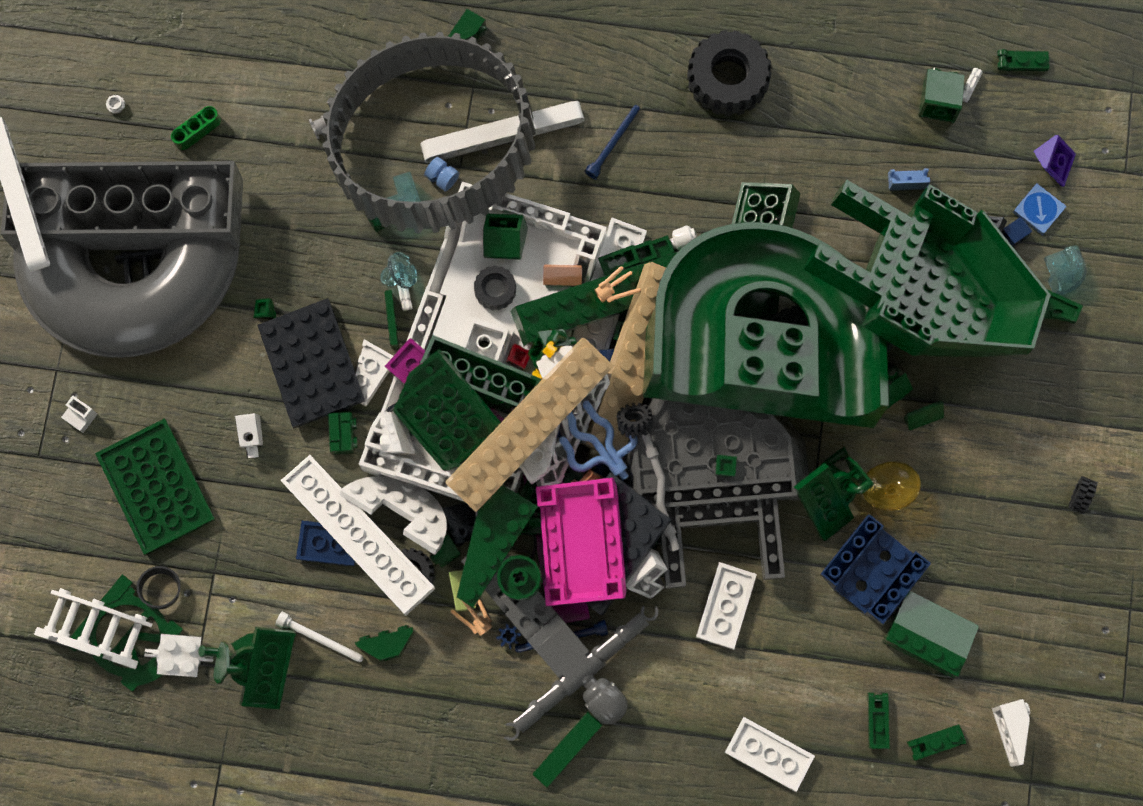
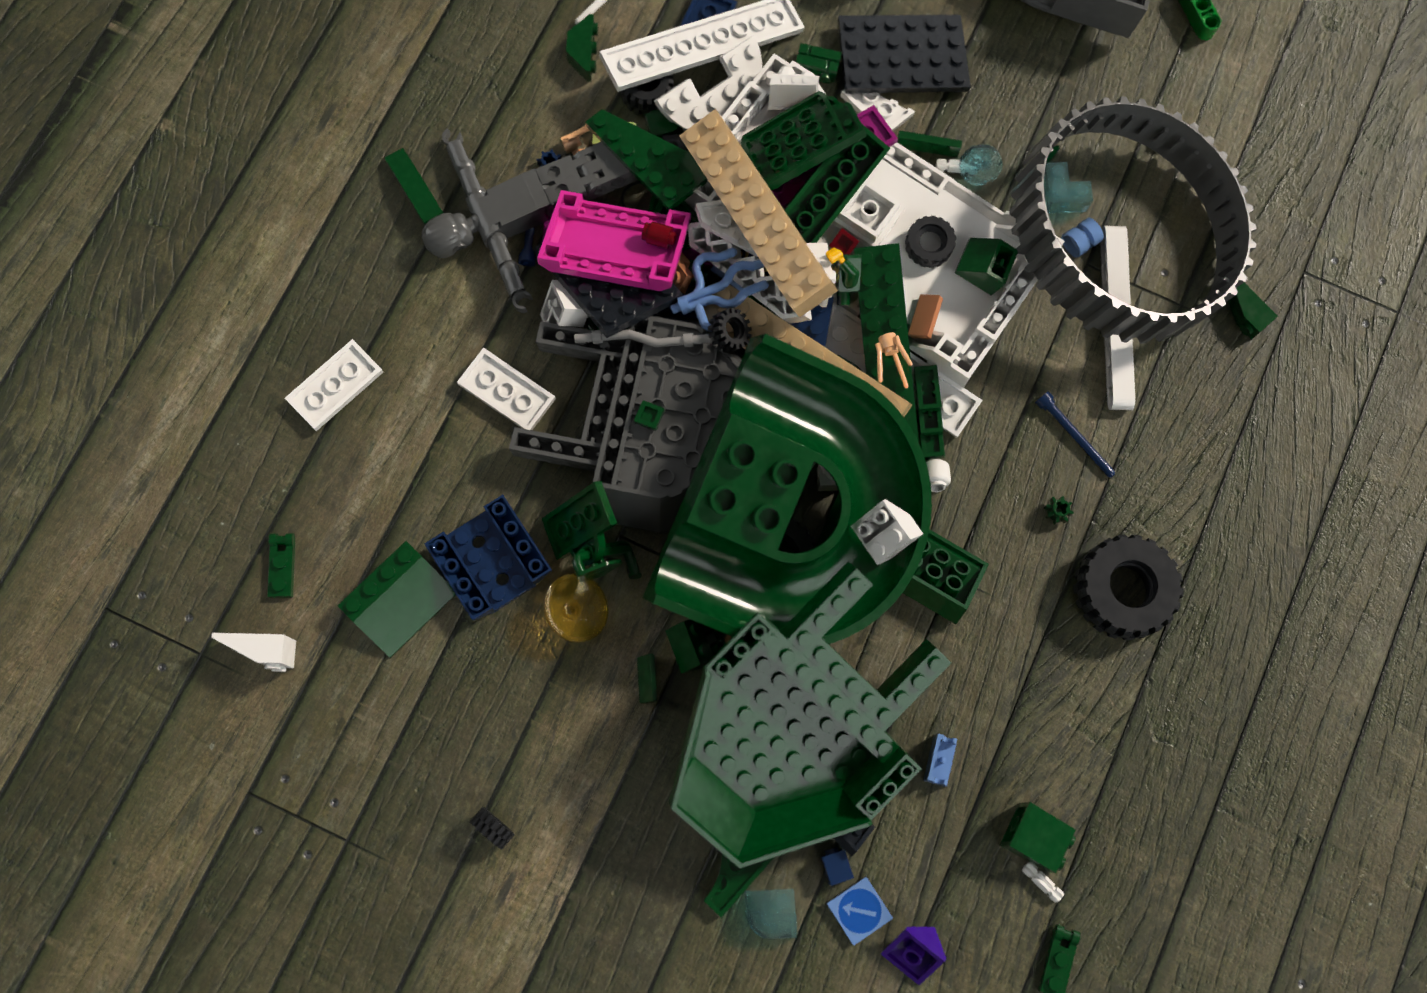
camera: 100 degrees right, 0 degrees up
(264, 309) = (976, 27): dark green slope -> none
(508, 574) = (598, 170): dark green wheel -> none
(566, 505) = (658, 234): none -> dark red brick
(682, 144) = (1056, 504): none -> dark green gear
(763, 251) = (886, 531): none -> white slope
(878, 721) = (325, 509): dark green plate -> none

